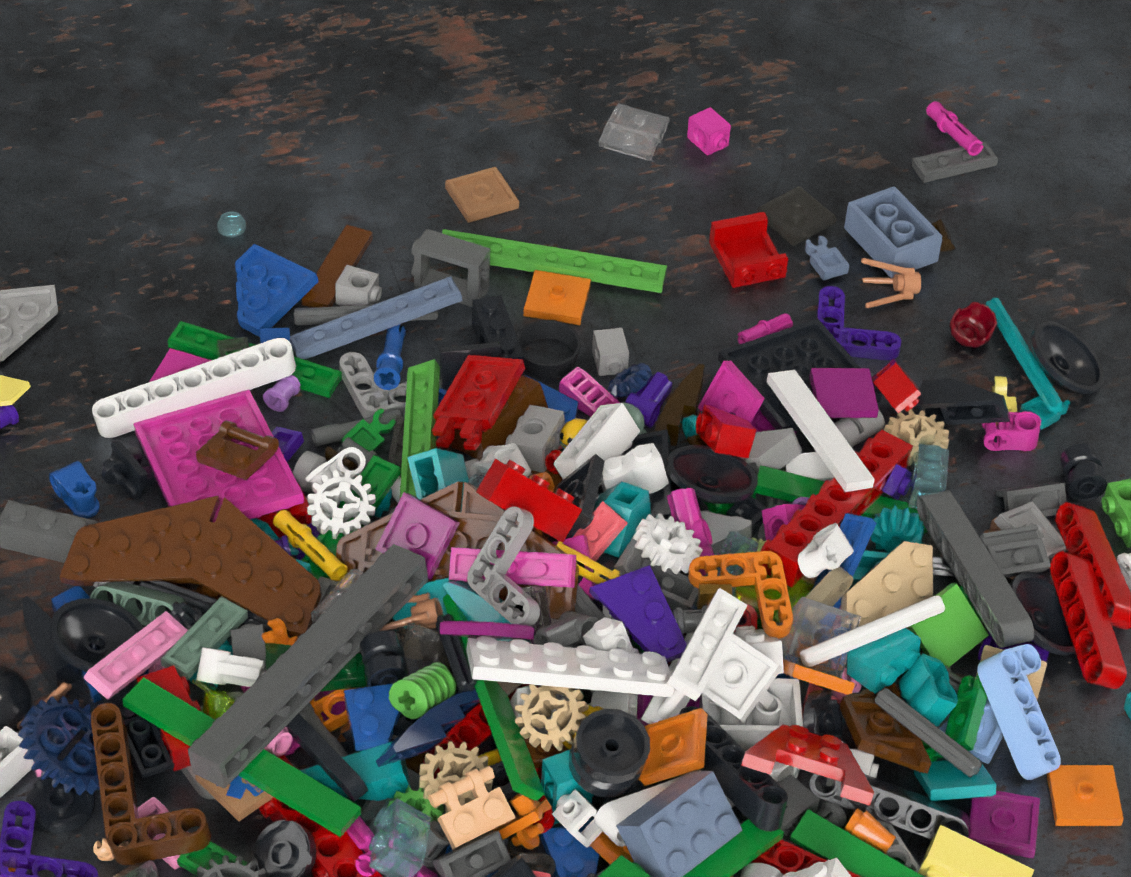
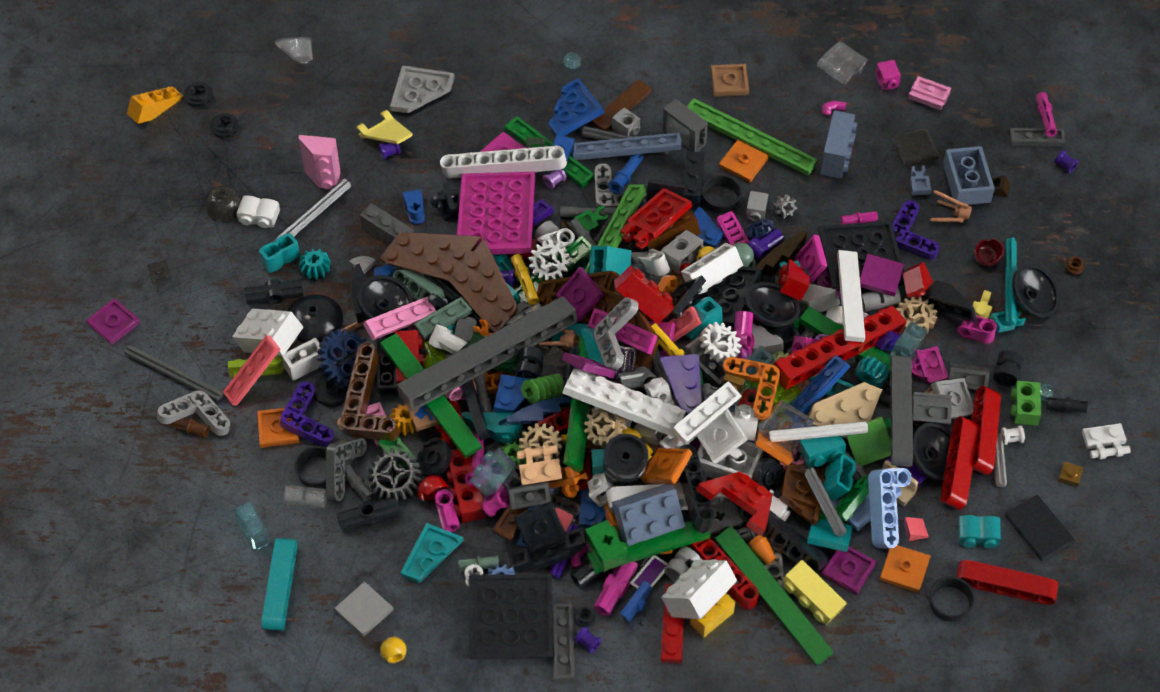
camera: 25 degrees right, 10 degrees up
(35, 592) = (365, 262): none -> light grey tile
(216, 815) = (403, 419): none -> light orange gear
(233, 457) = (505, 215): reddish brown plate -> none
(639, 467) = (725, 291): white brick -> none
(650, 190) = (834, 105): none -> dark pink arm
(652, 340) = (785, 201): none -> light grey gear
(690, 236) = (839, 144): none -> sand blue brick
(747, 250) = (873, 162): red panel -> none
(778, 141) = (929, 93): none -> bright pink plate
(825, 551) = (809, 376): white piece -> none
(831, 587) = (804, 398): dark tan beam -> none
(975, 500) = (929, 366): none -> dark pink slope
(1013, 181) = (1066, 161): none -> dark purple bush
(1069, 735) = (915, 528): none -> coral slope
(1097, 312) = (1074, 261): none -> reddish brown plate

